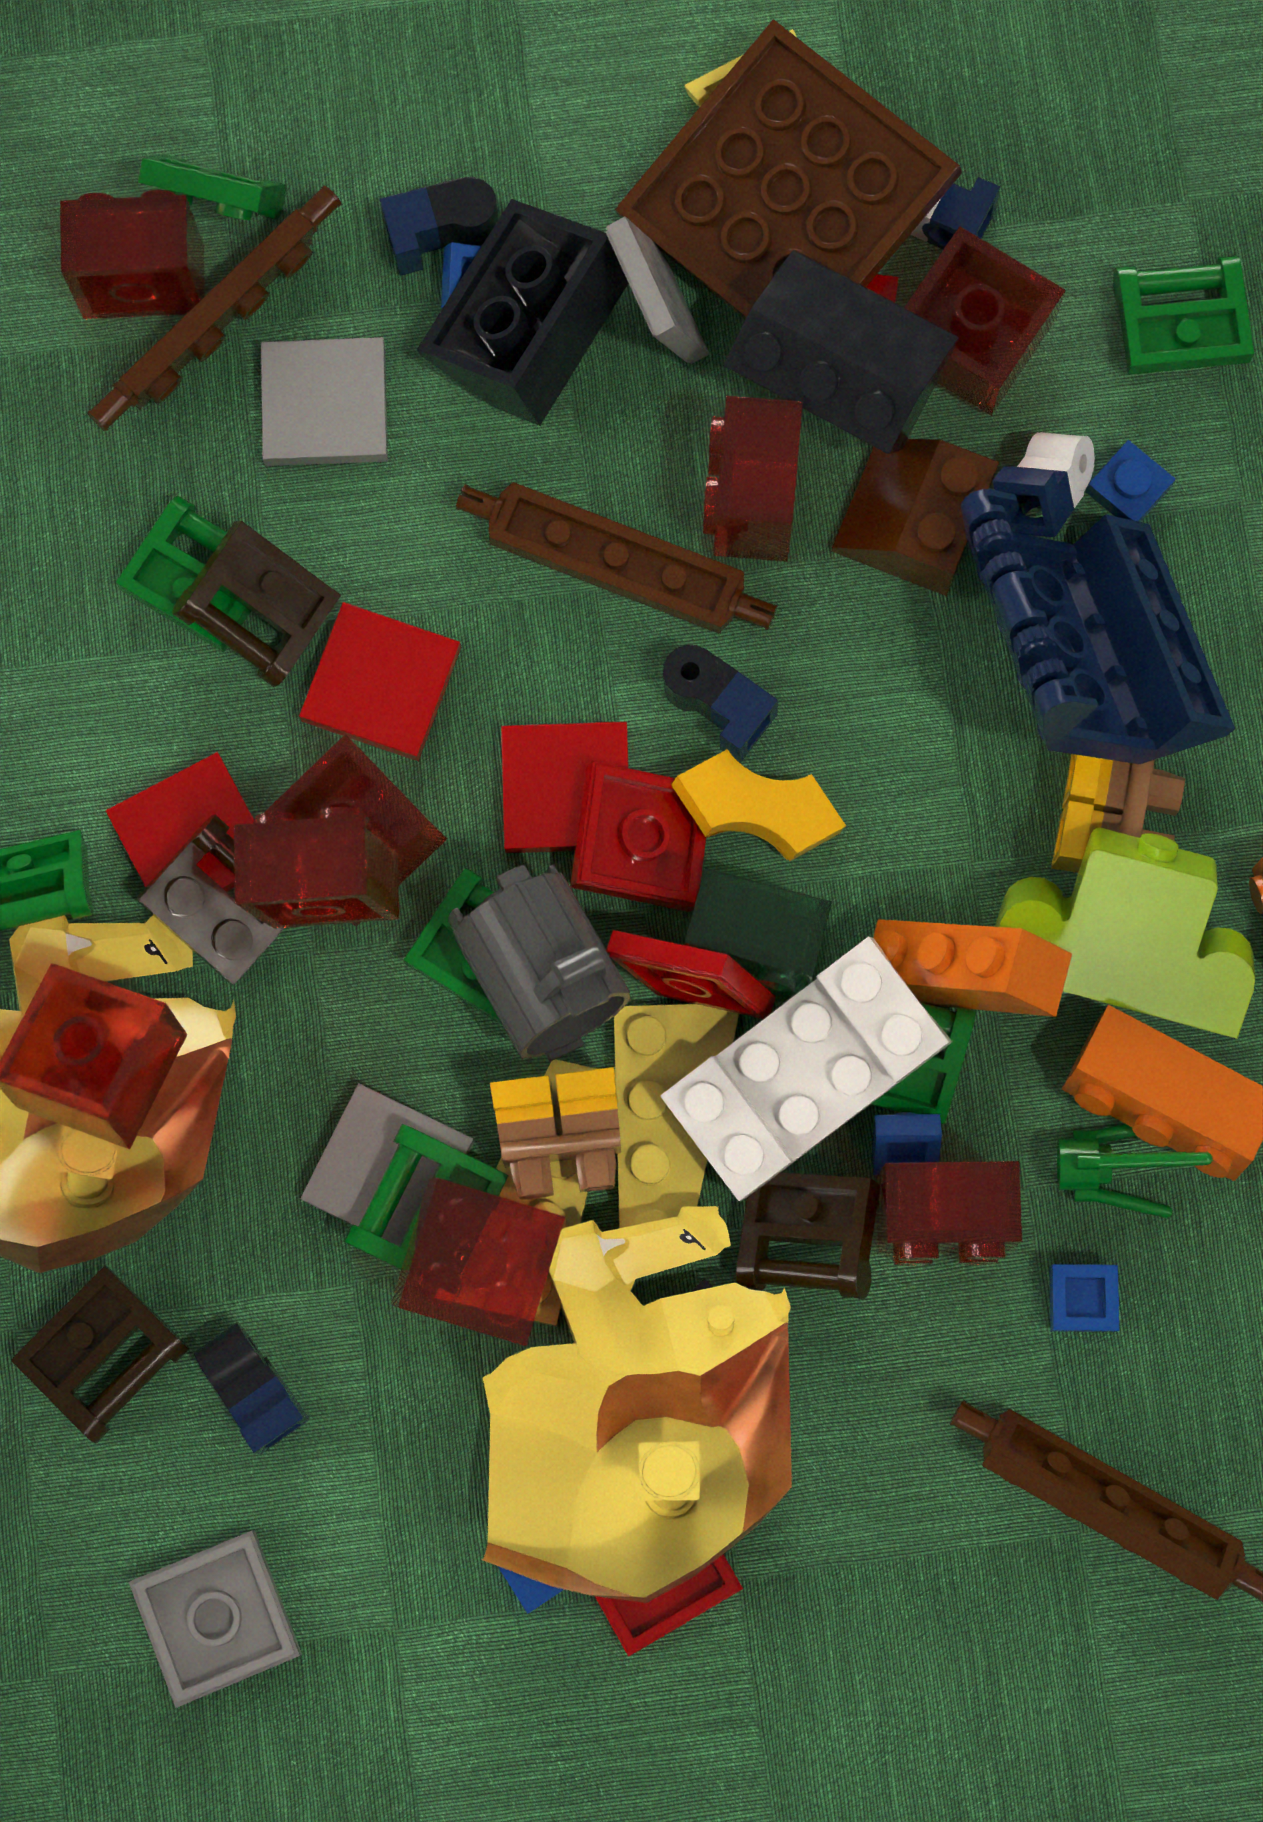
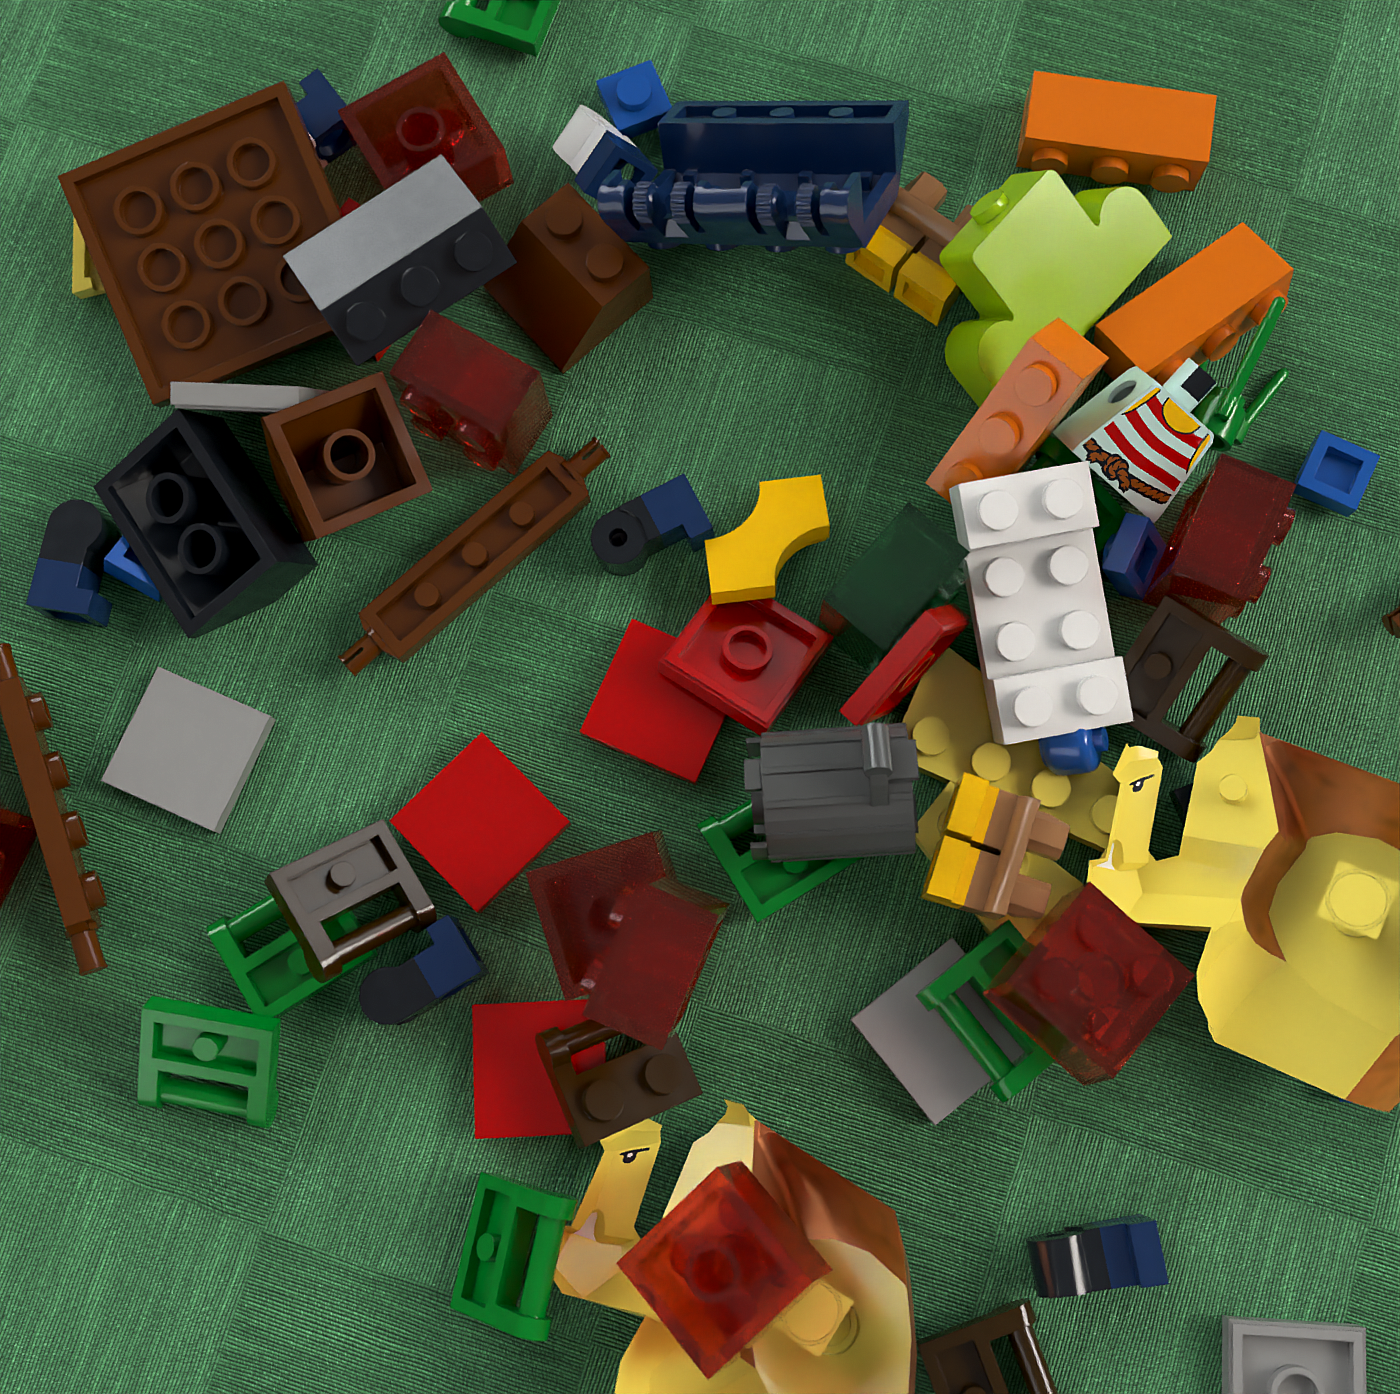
camera: 60 degrees left, 0 degrees up
(78, 551) = (209, 1046): none -> green plate
(221, 702) = (425, 980): none -> leg
(638, 398) = (343, 457): none -> reddish brown slope
(691, 1167) = (1075, 751): none -> blue piece
(1015, 1091) = (1143, 434): none -> torso

